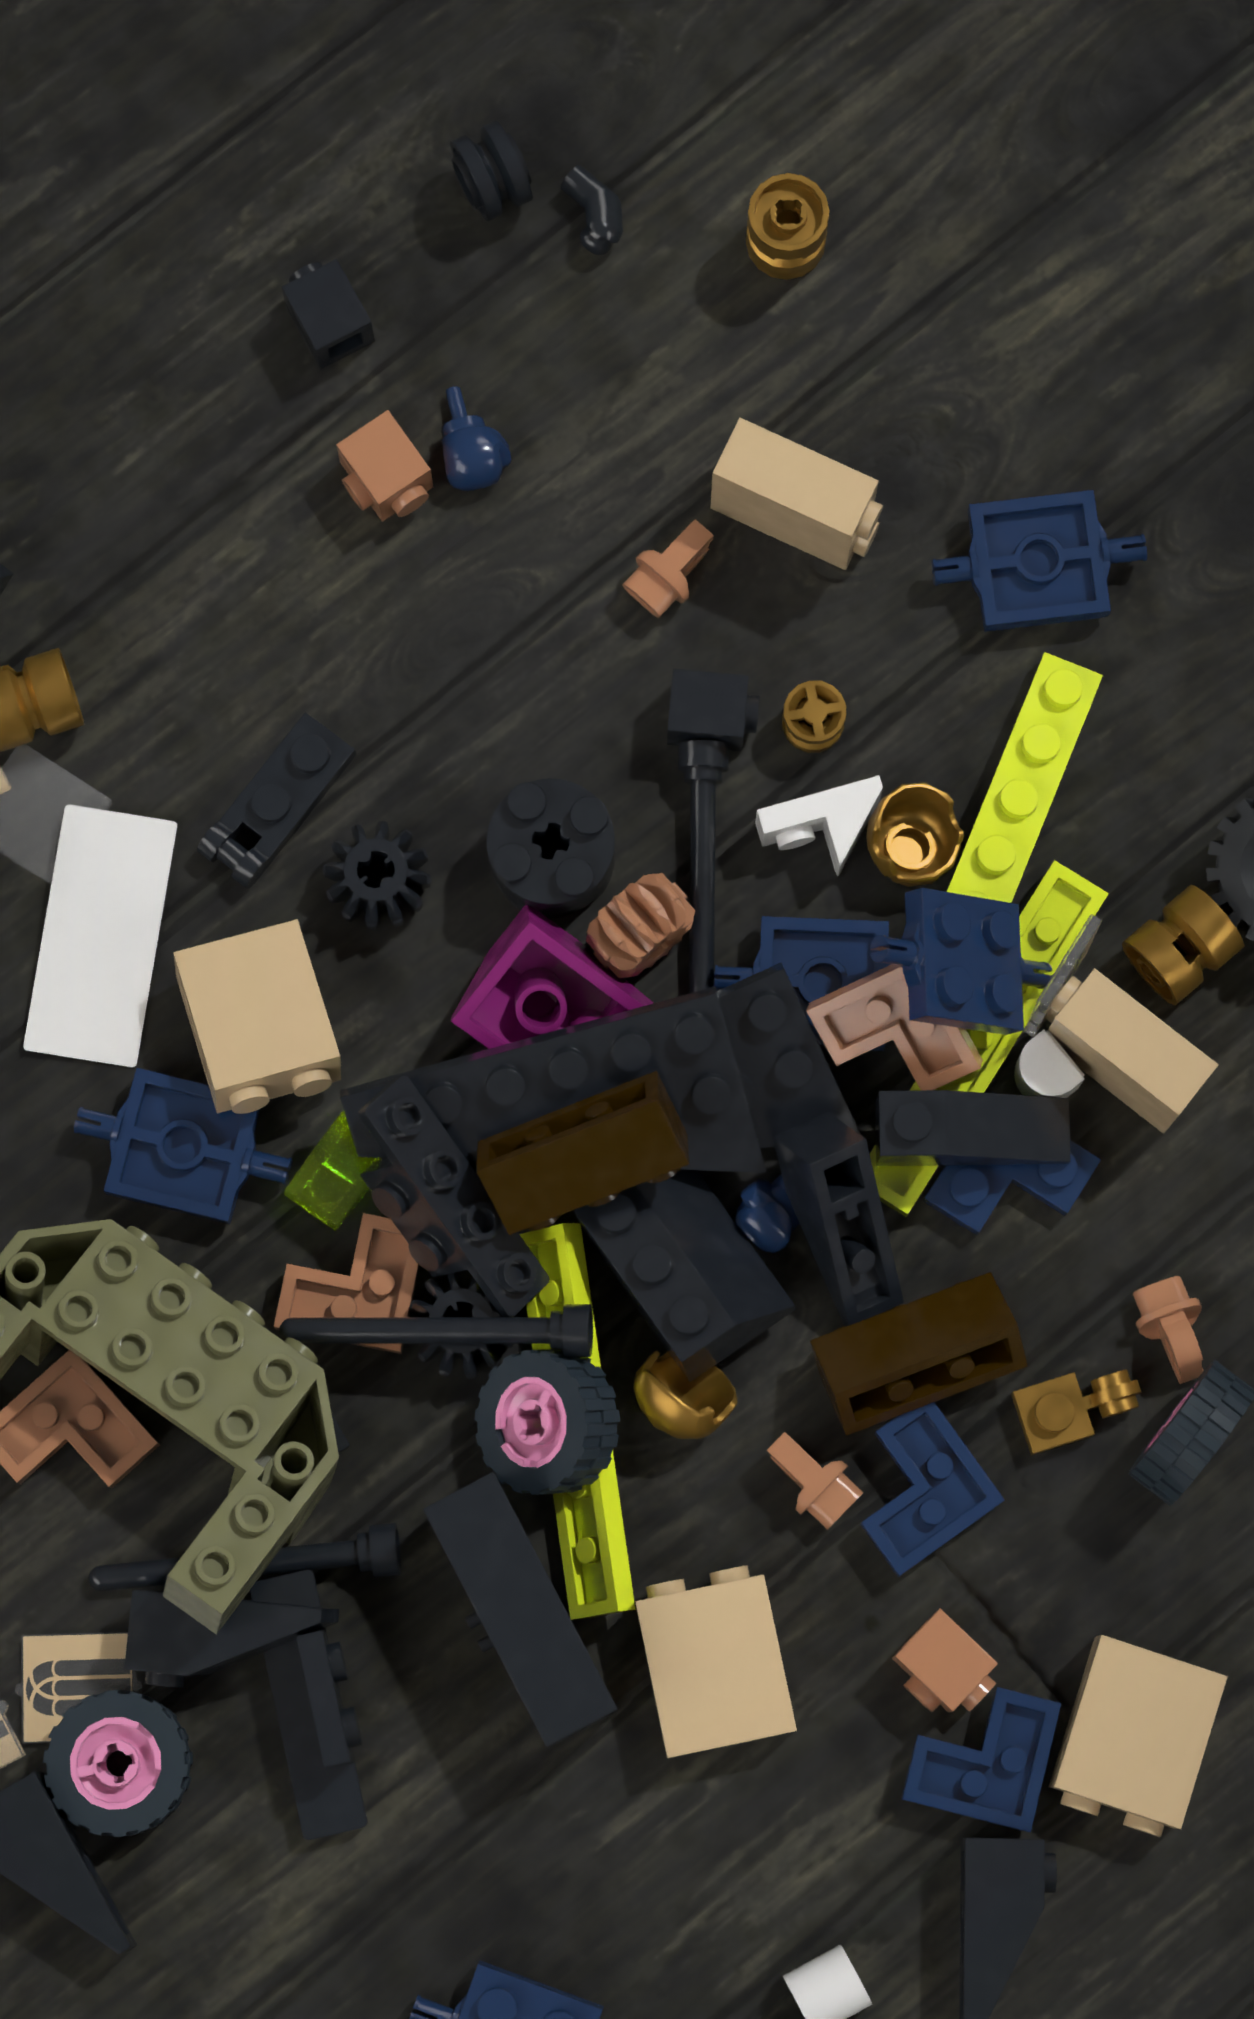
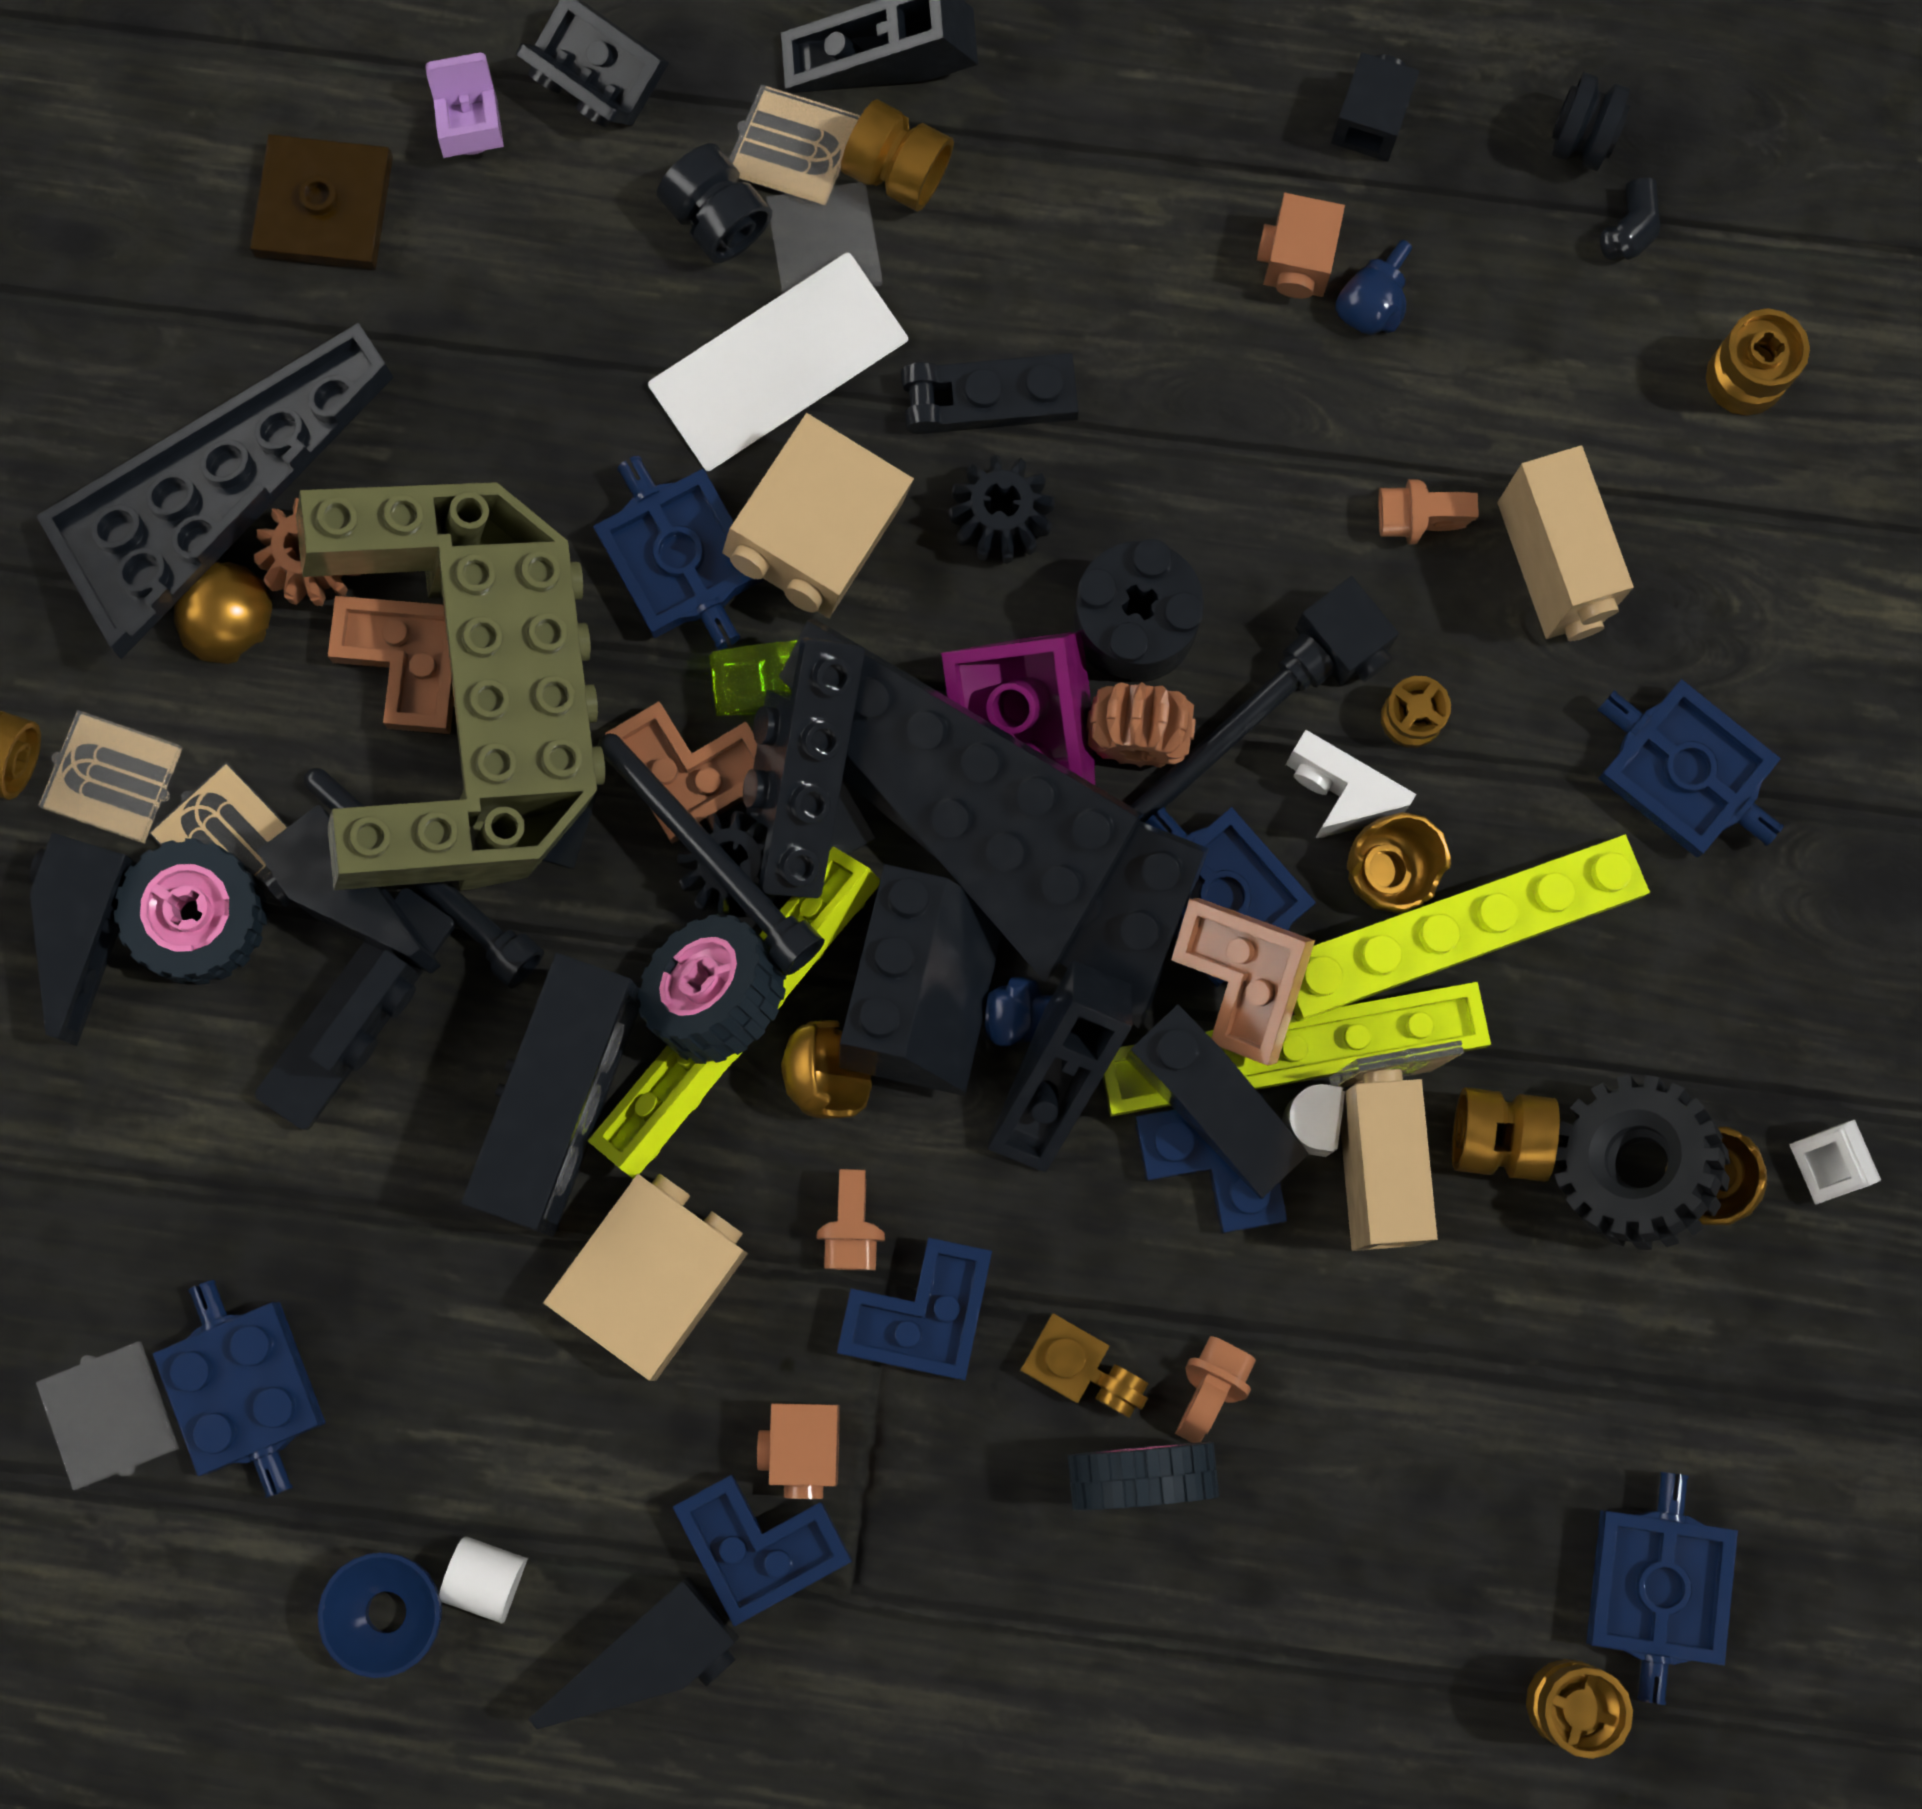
camera: 45 degrees right, 0 degrees up
(583, 1154) = (927, 831): dark brown brick -> none
(919, 1353) = (1014, 1216): dark brown brick -> none
(962, 961) = (1333, 976): dark blue plate -> none
(1137, 1735) = (879, 1642): tan brick -> none

